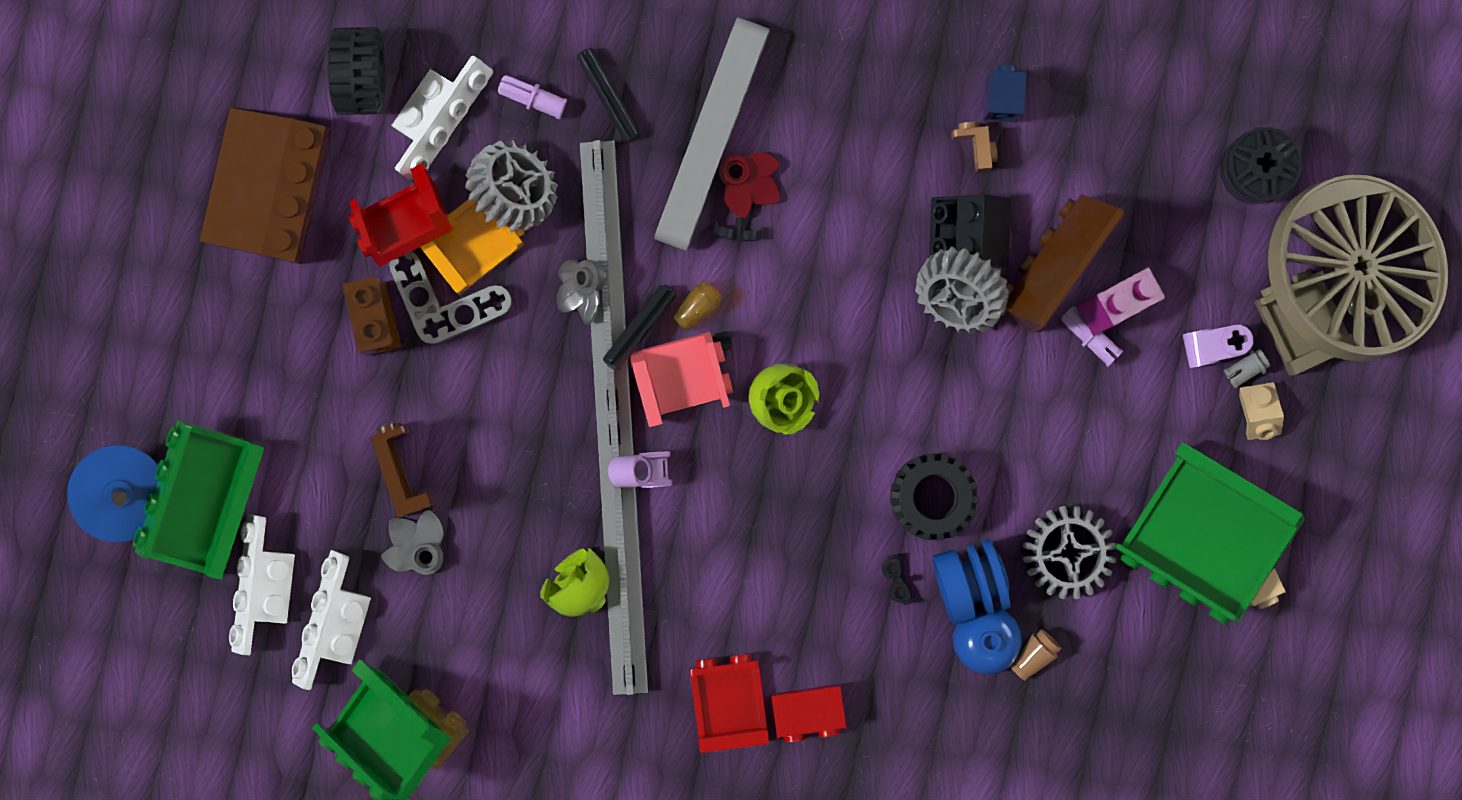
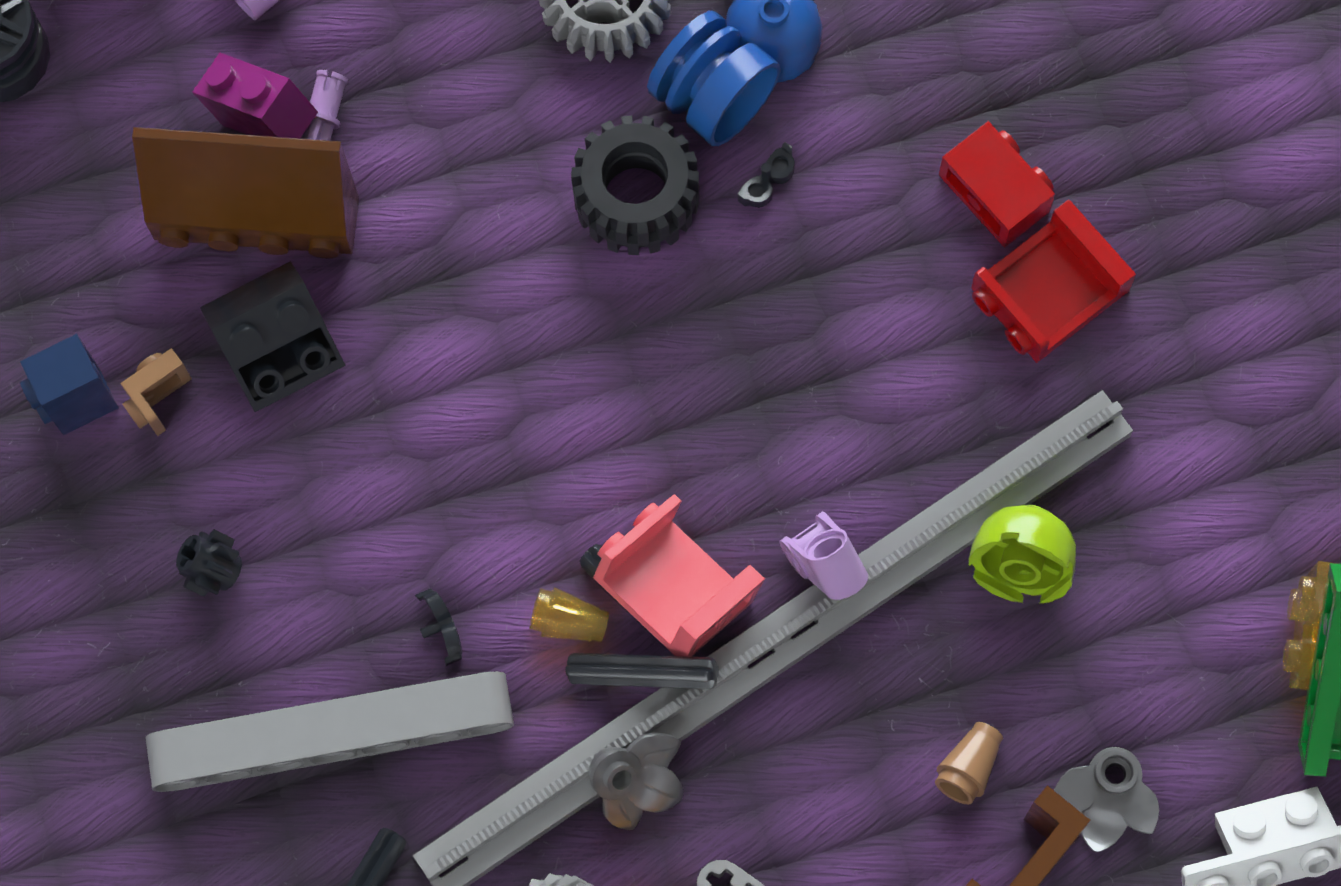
camera: 120 degrees left, 15 degrees down
(479, 480) = (969, 765): none -> medium nougat cone
(754, 184) = (369, 643): dark red plate -> none
(783, 398) = (623, 435): lime cylinder -> none
(851, 119) = (208, 562): none -> black gear
(965, 285) = (352, 291): light grey gear -> none

